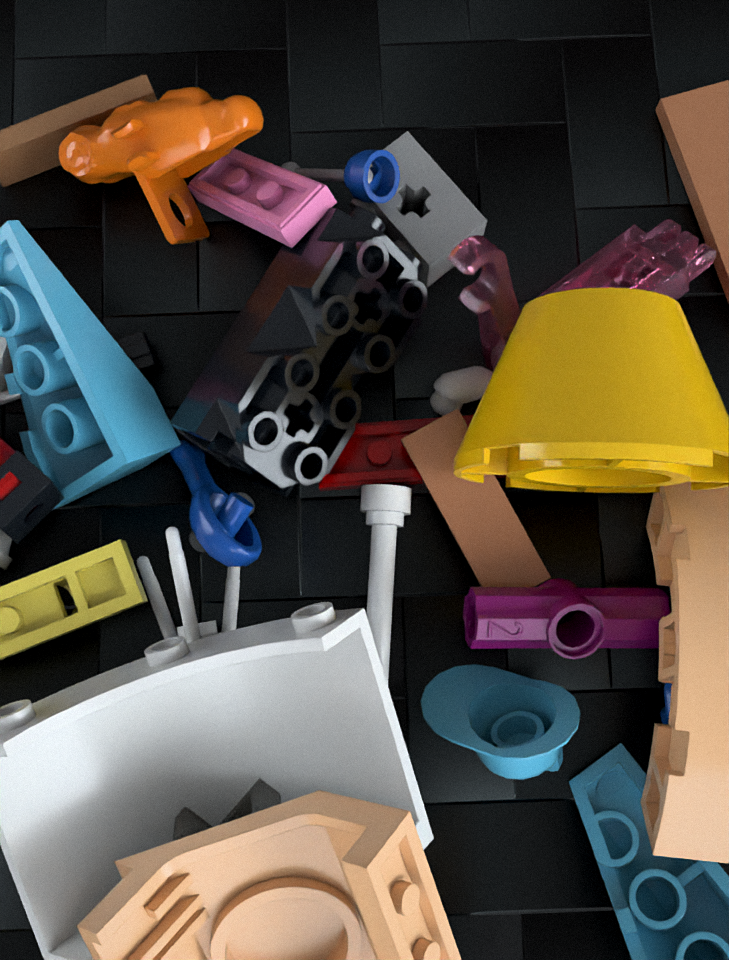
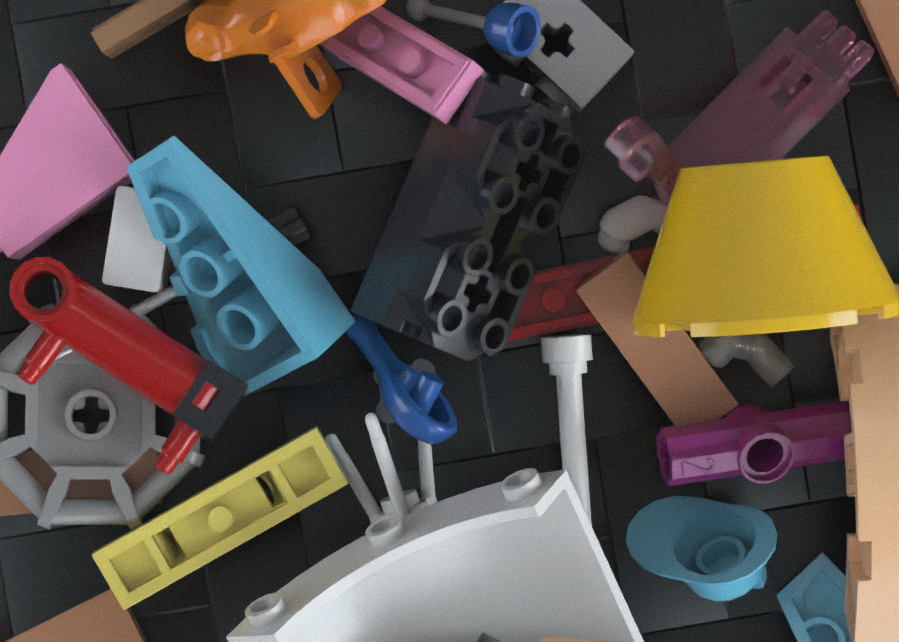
camera: 10 degrees left, 10 degrees up
(567, 520) = (754, 348): none -> clear arm

